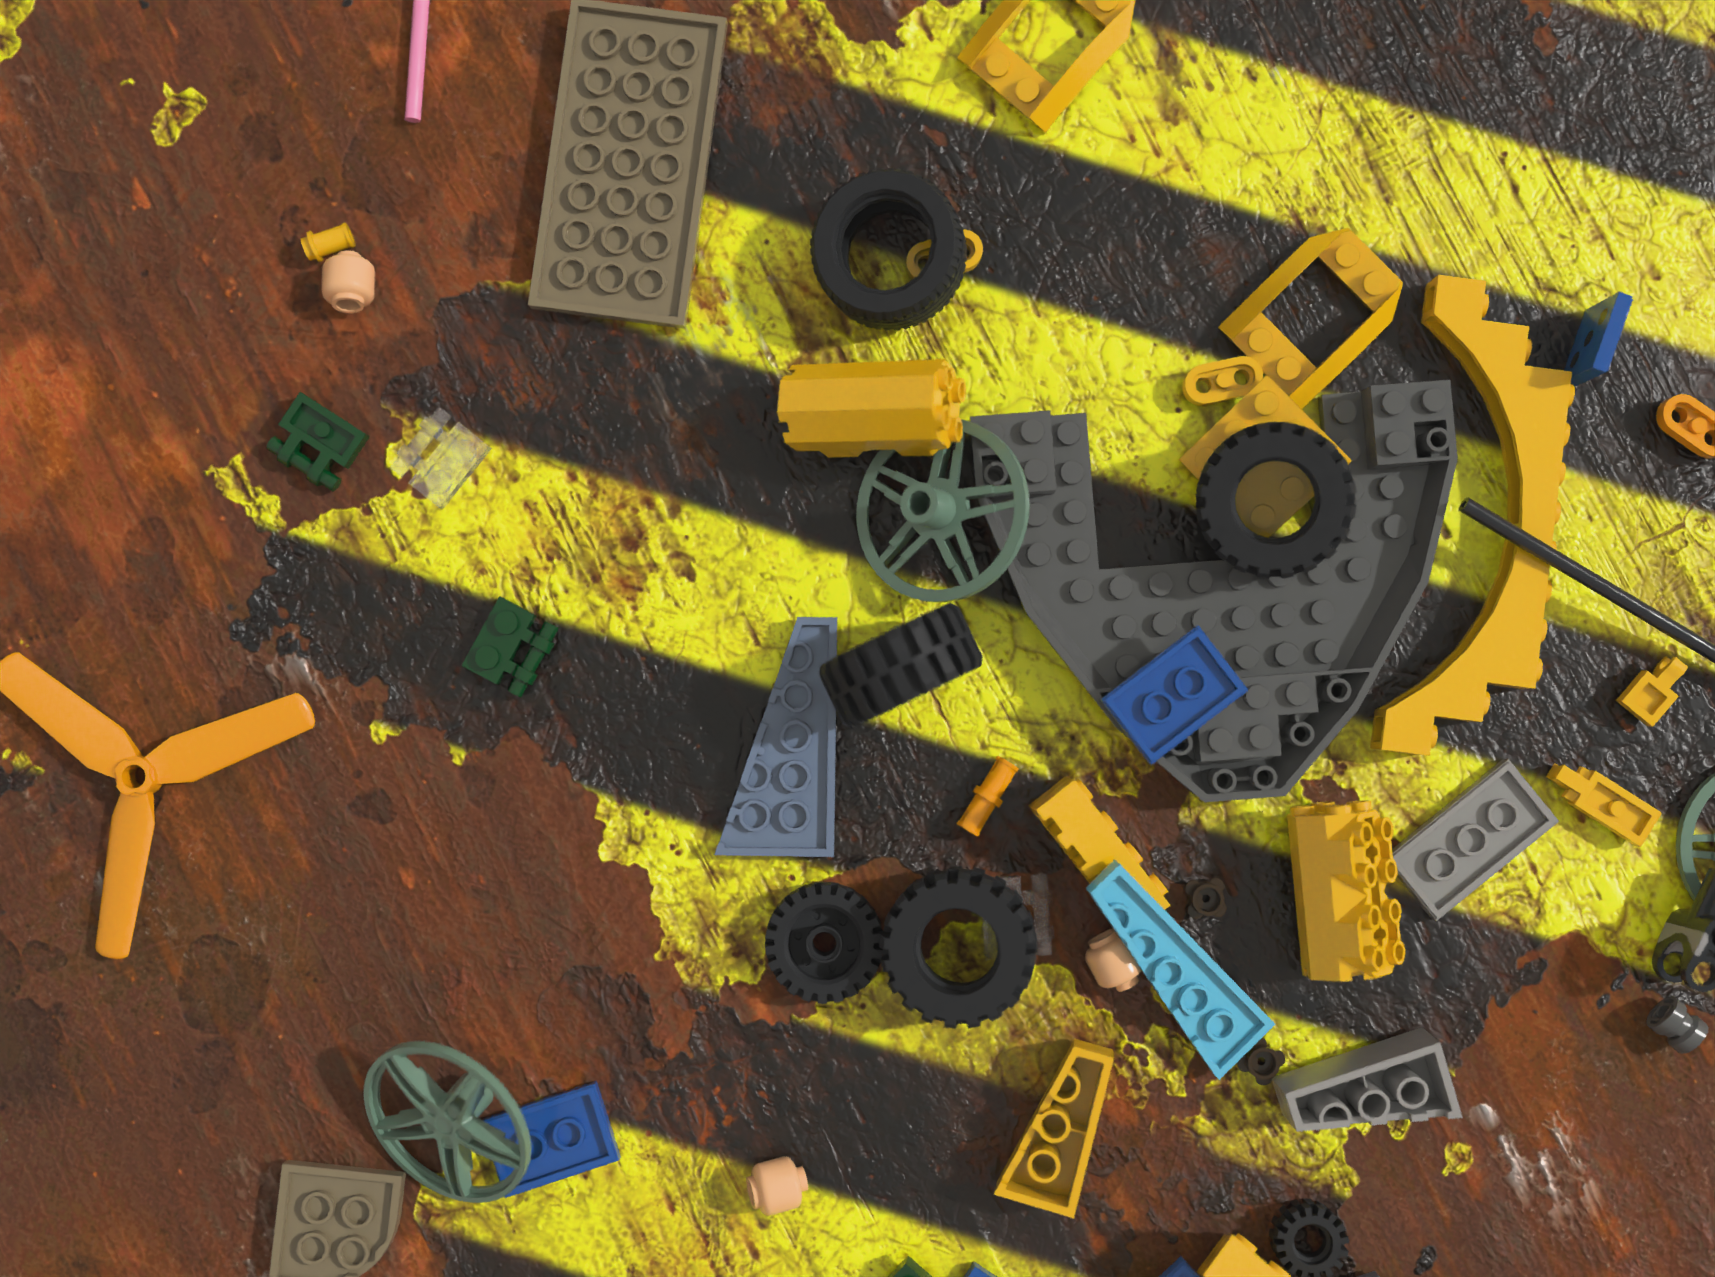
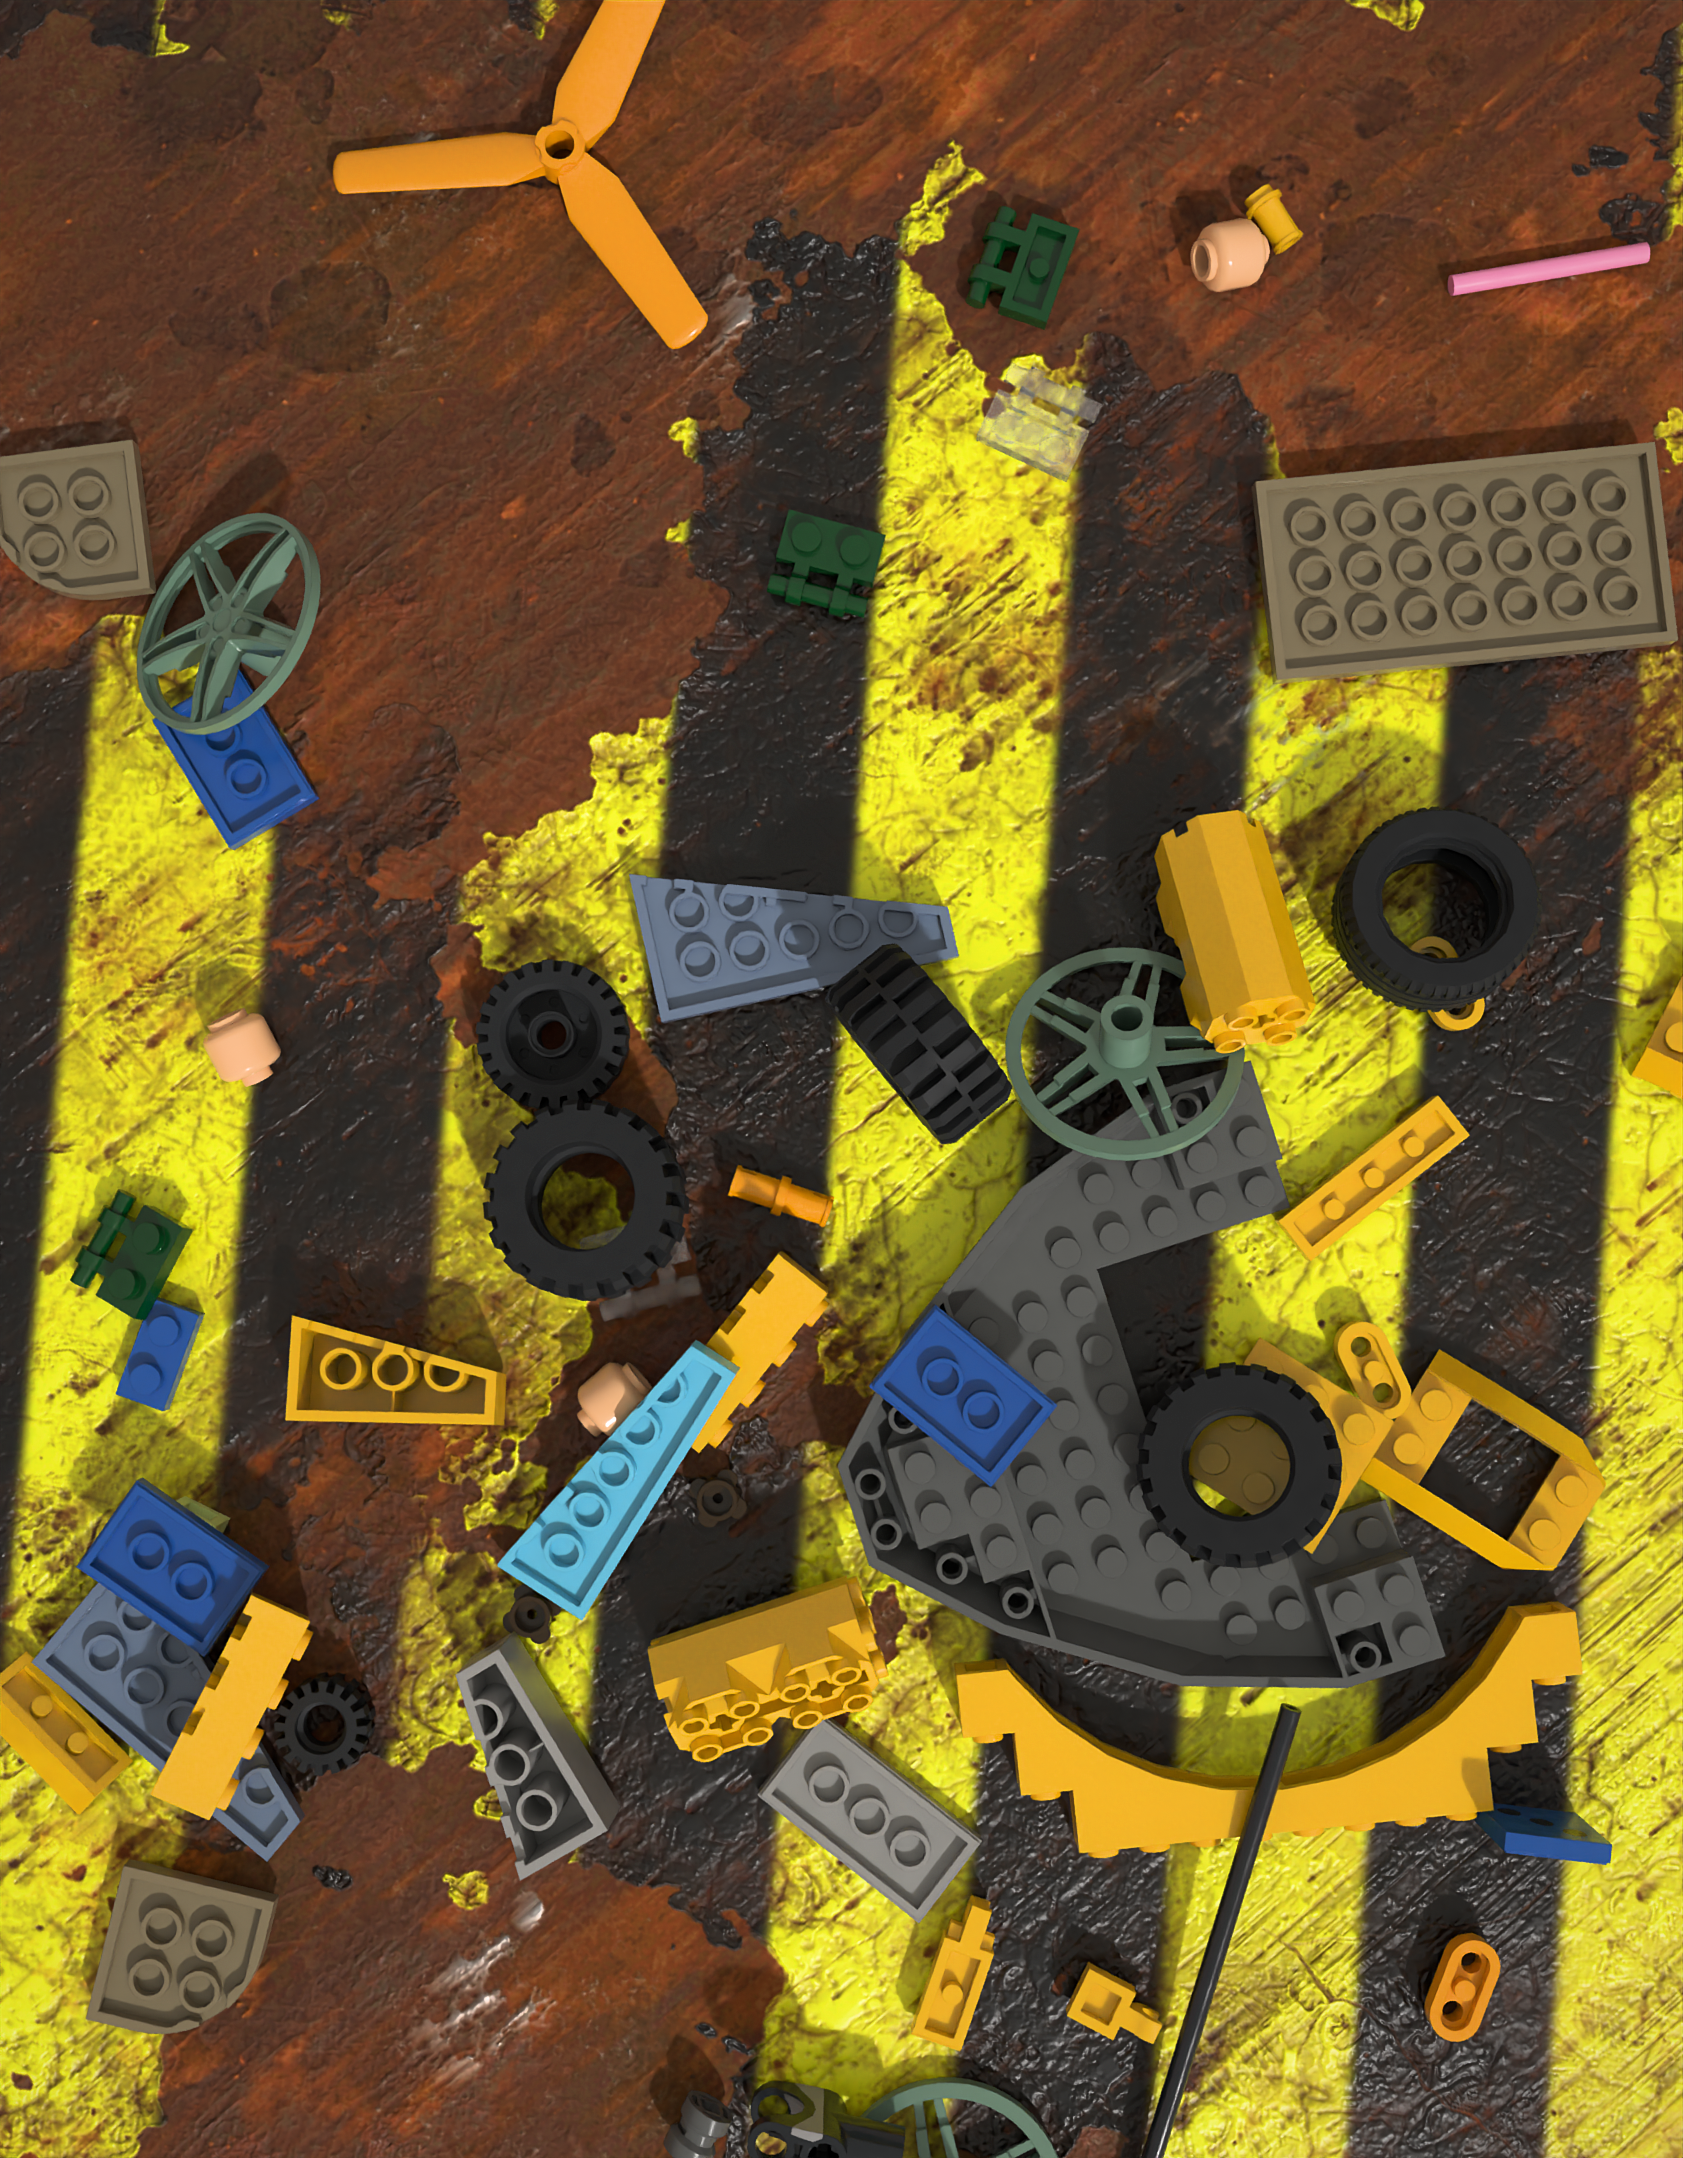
camera: 70 degrees right, 0 degrees up
(1078, 345) = (1372, 1177): none -> yellow plate

